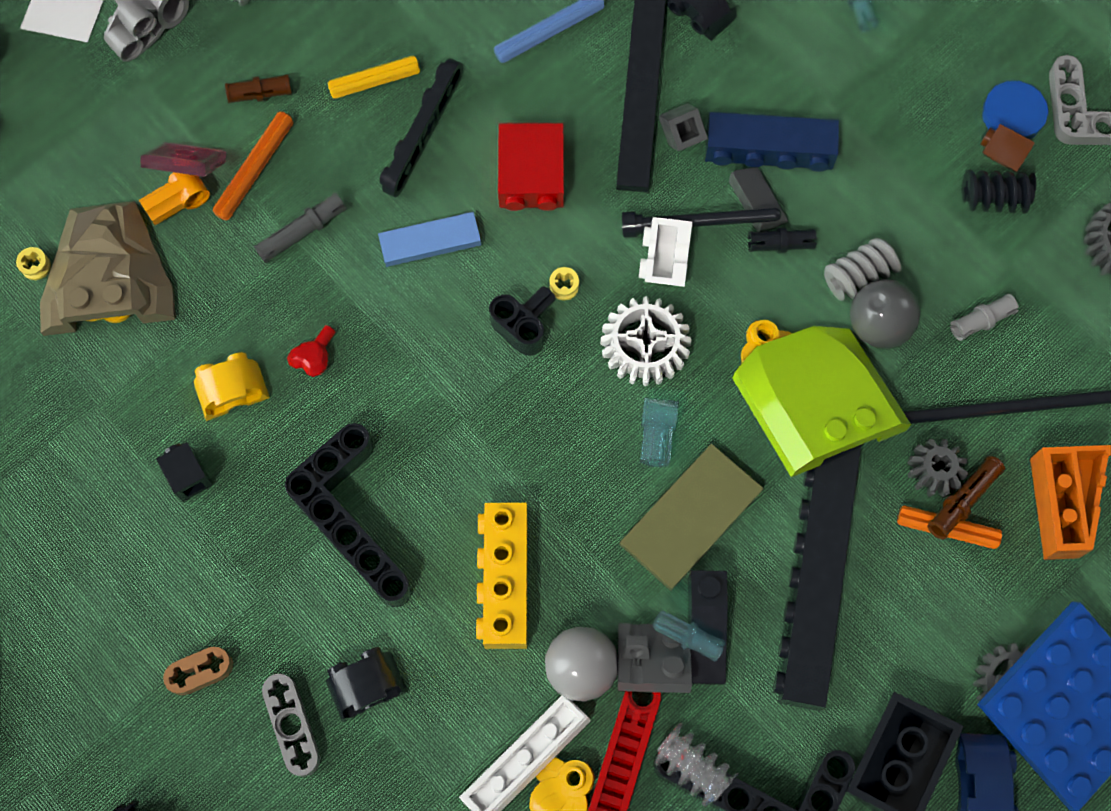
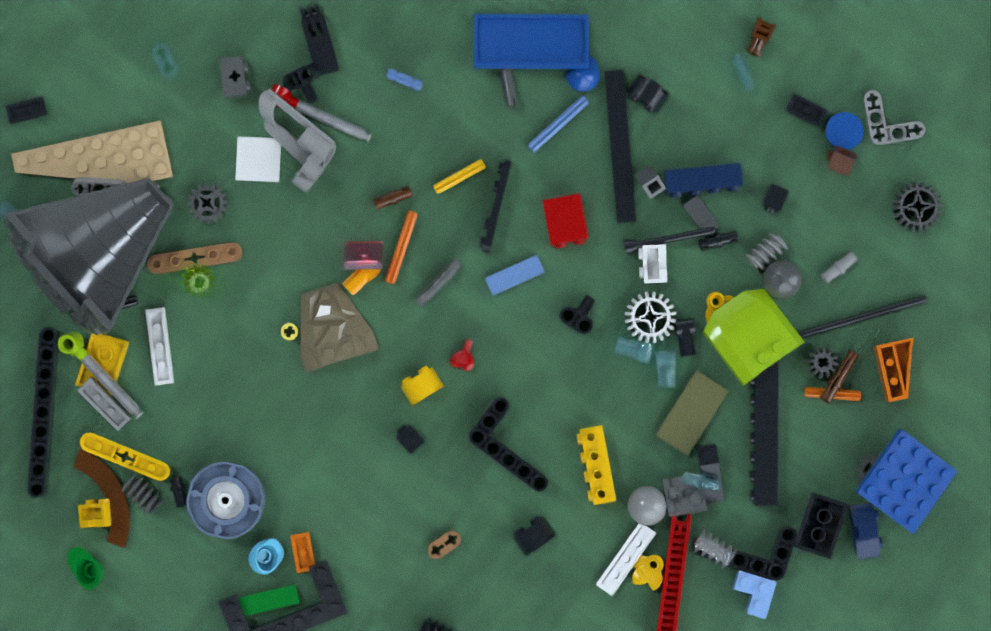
camera: 10 degrees left, 15 degrees up
(291, 753) = (502, 578): light grey beam -> none
(564, 274) = (596, 283): light yellow bush -> none
(617, 394) = (638, 350): none -> clear light blue piece
(702, 375) = (685, 332): none -> black piece
(887, 189) = (774, 199): none -> black brick
(956, 69) = (806, 110): none -> black plate
(998, 190) = (839, 188): black piece -> none

